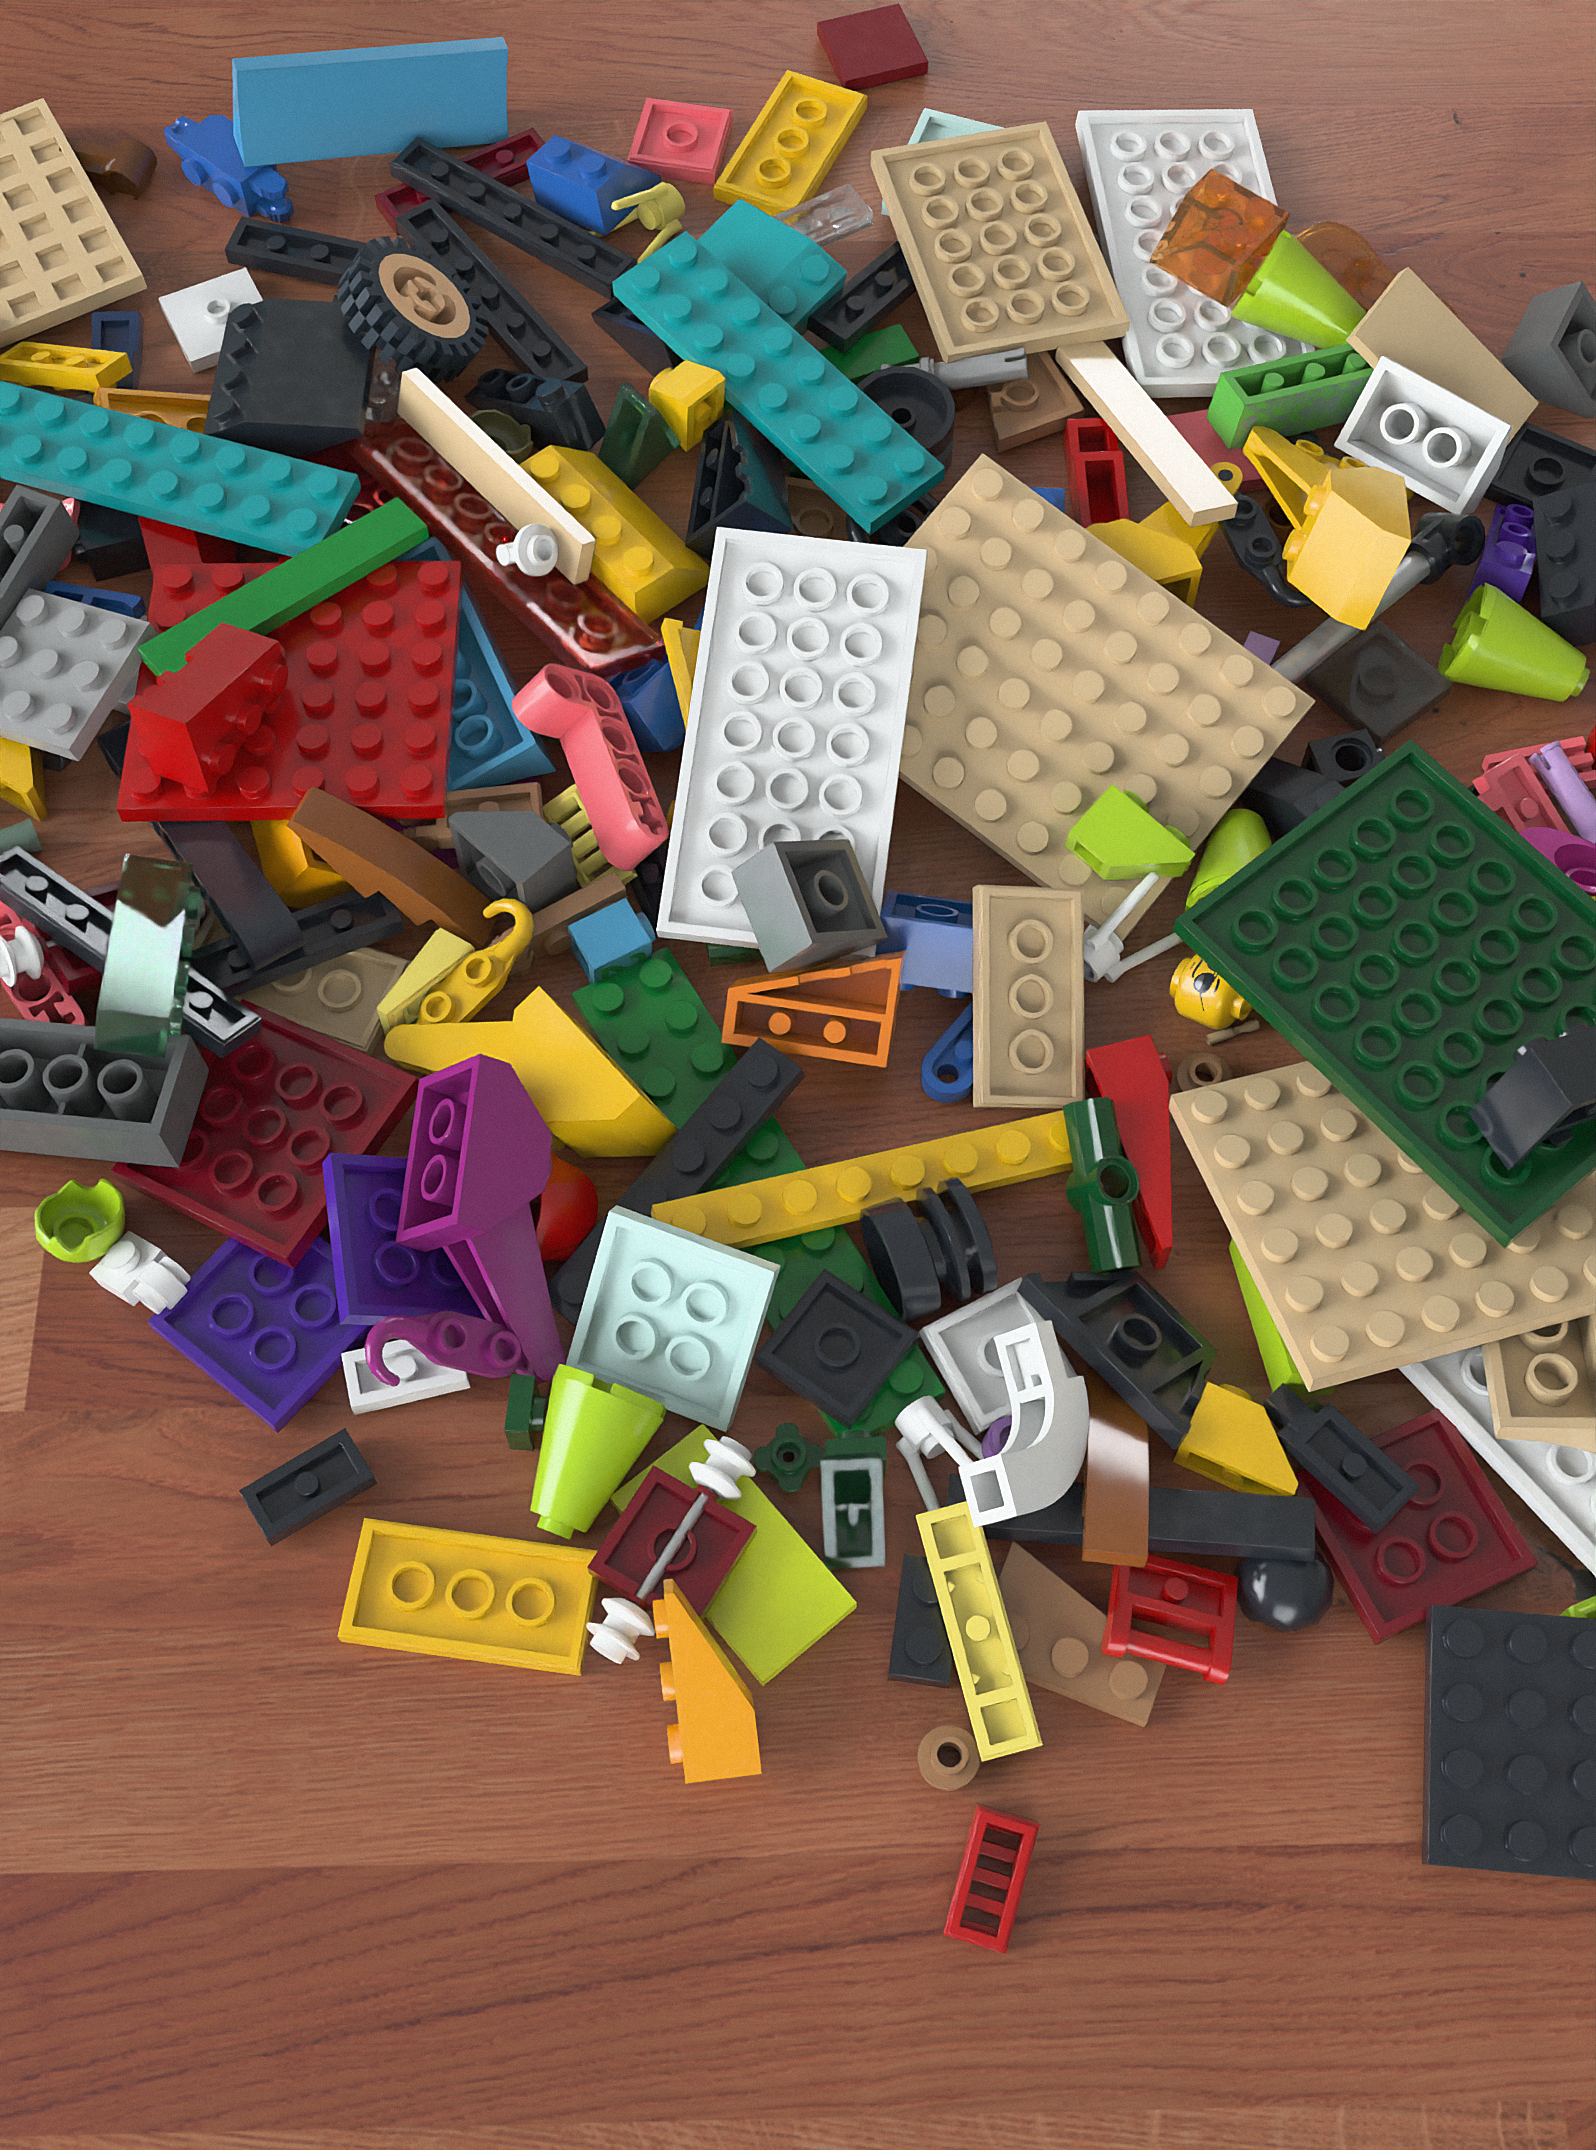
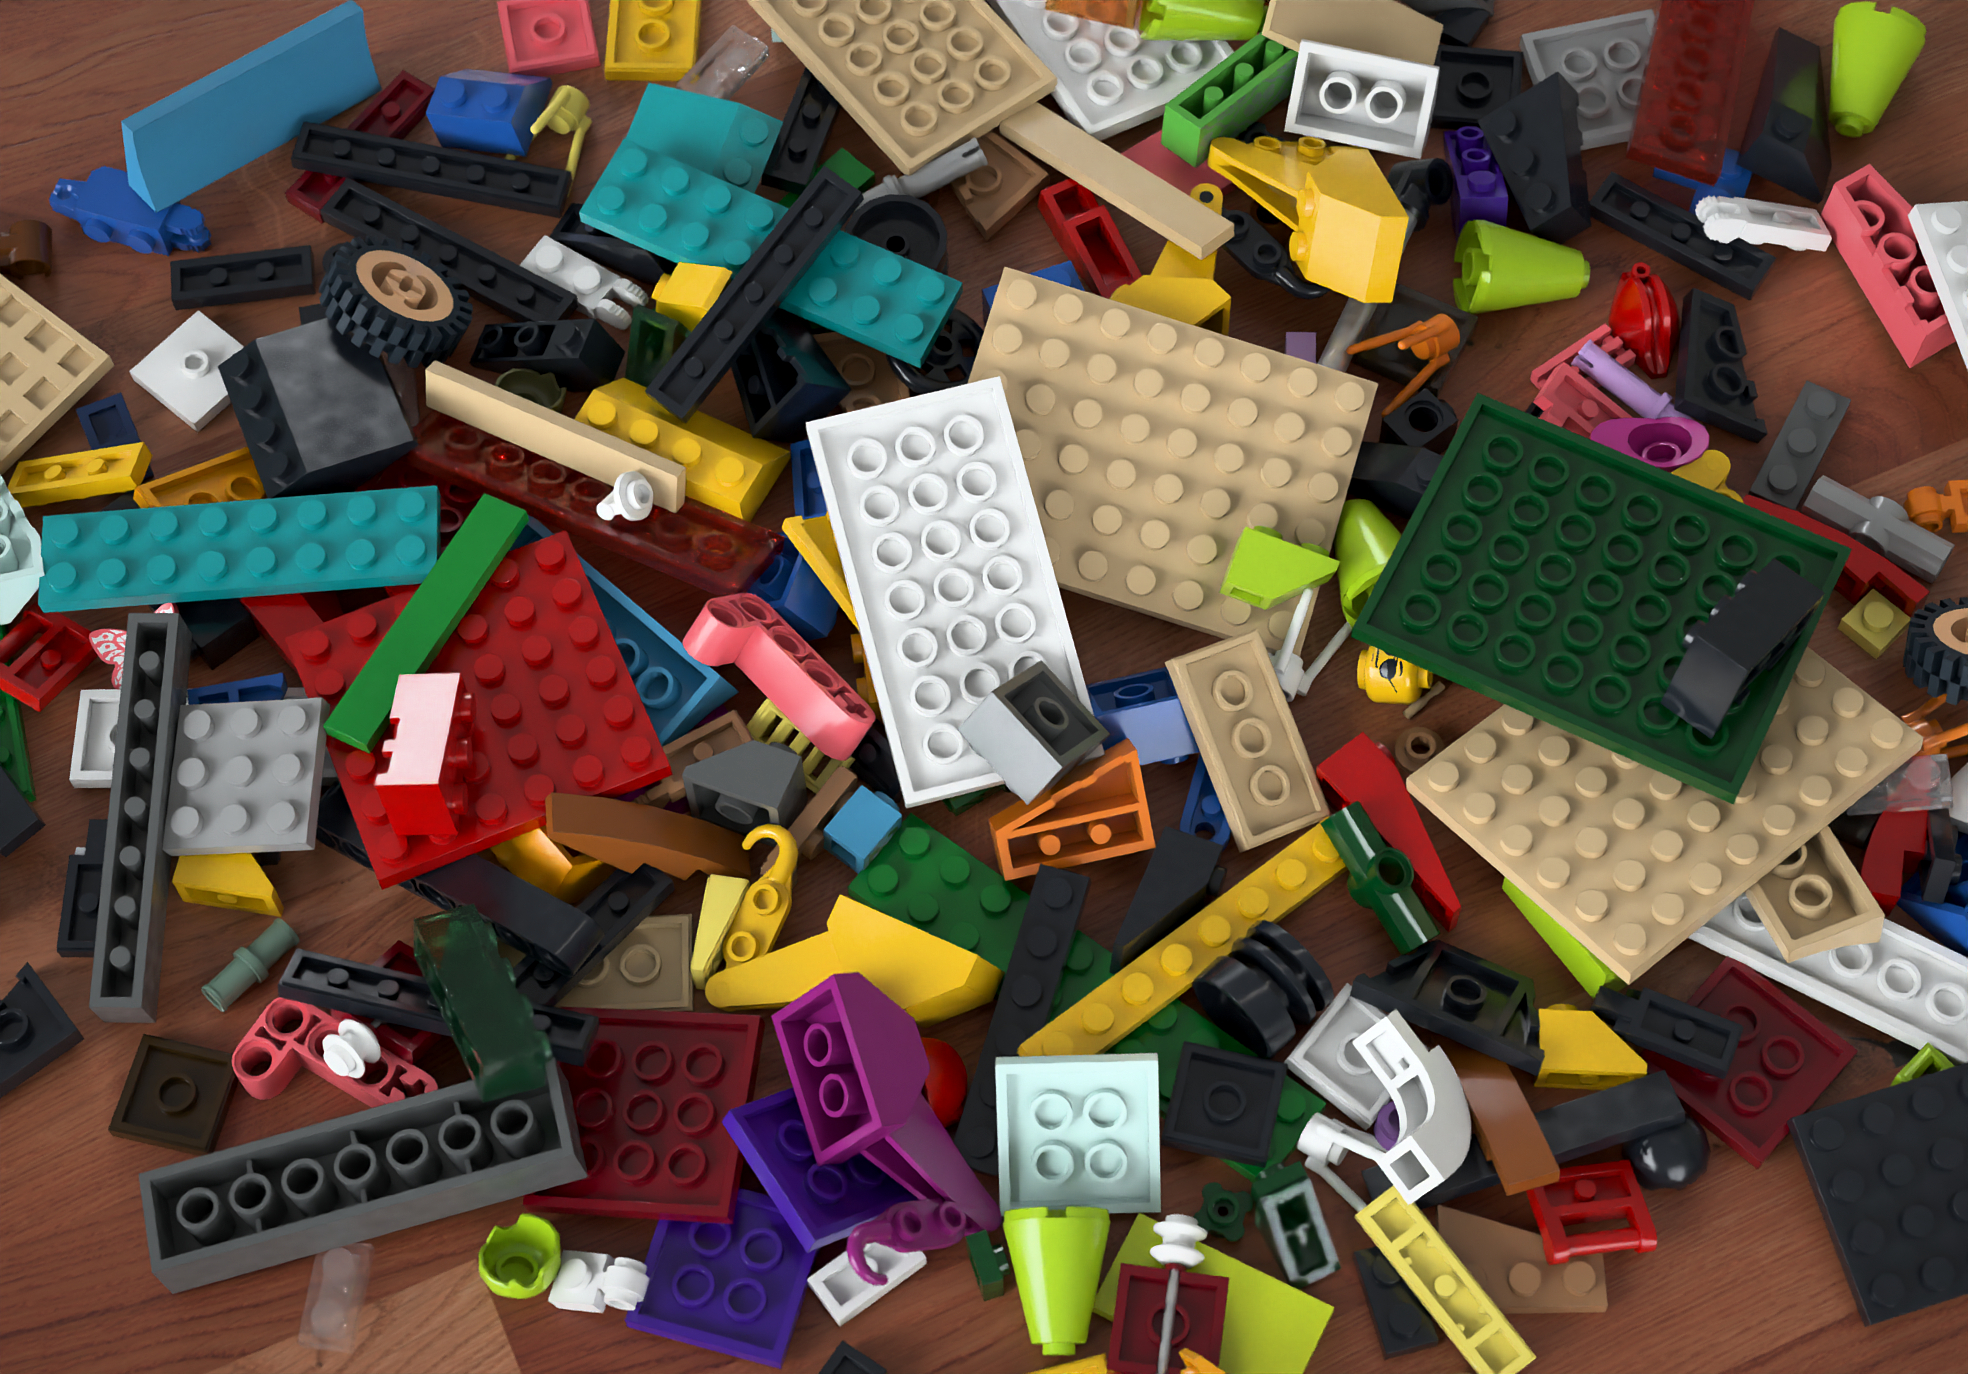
camera: 20 degrees left, 0 degrees up
(603, 356) = (588, 280): none -> white hinge
(737, 405) = (754, 294): none -> black plate
(886, 1113) = (1170, 893): none -> black slope
(1388, 683) = (1427, 341): none -> orange plant
(1559, 413) = (1462, 25): none -> black tile

